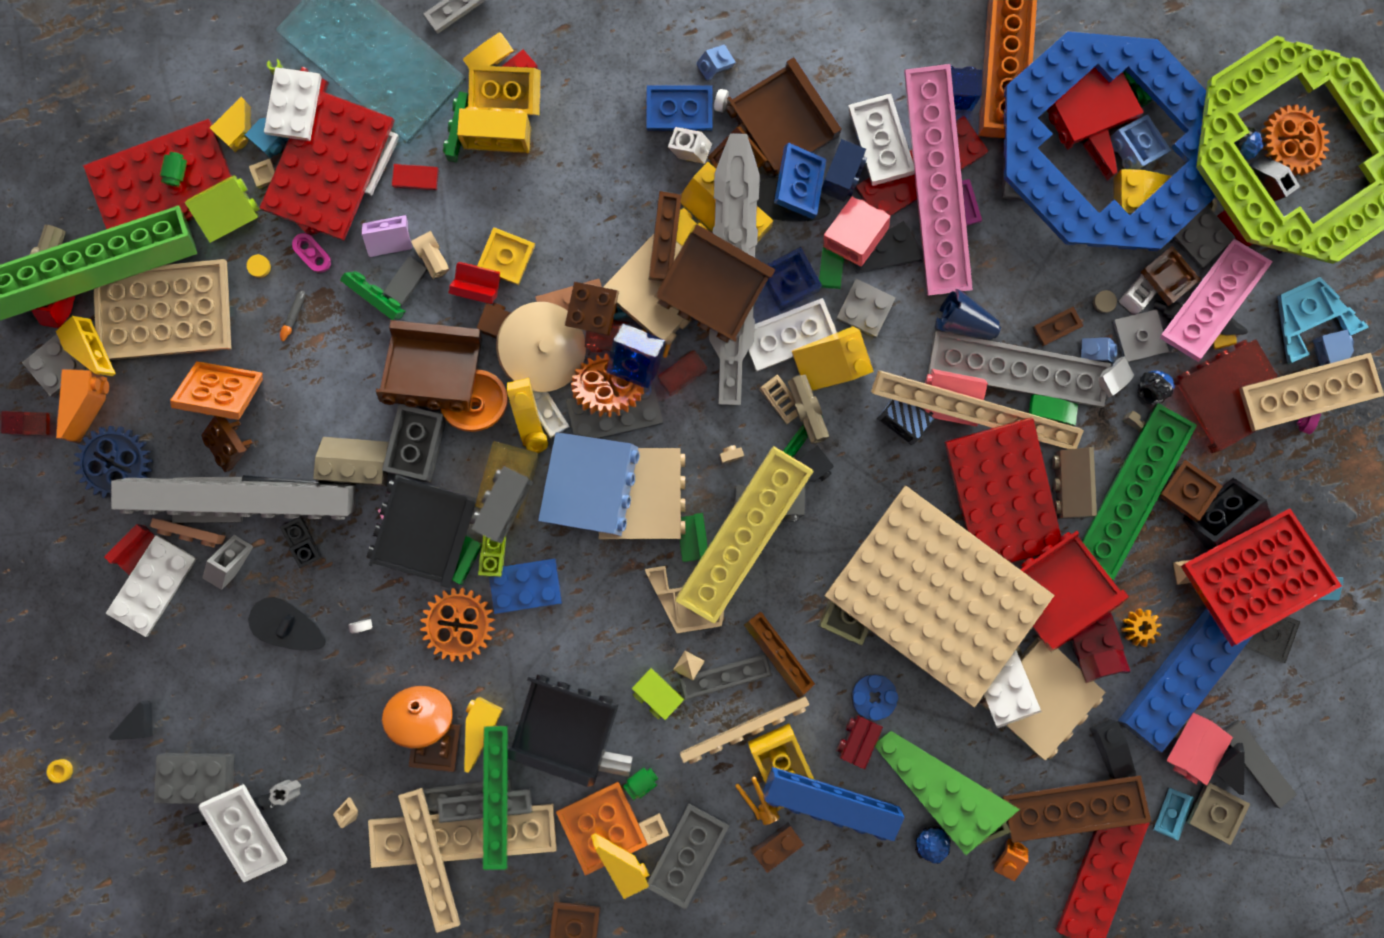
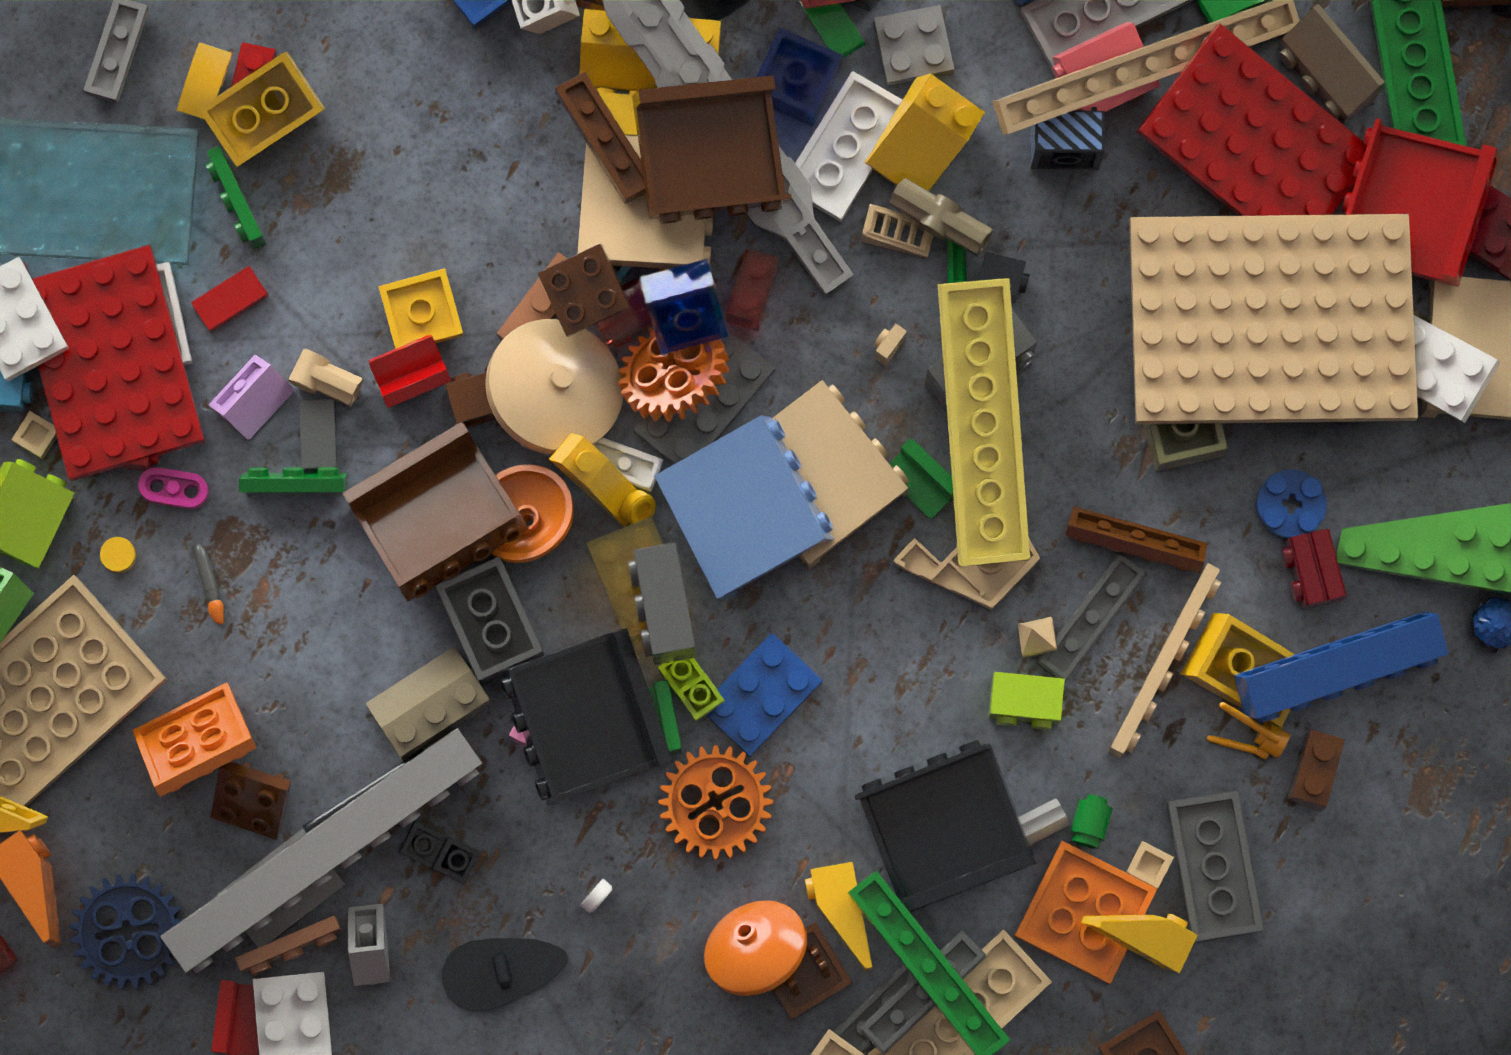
camera: 30 degrees left, 5 degrees down
(494, 130) = (289, 165): yellow brick -> none

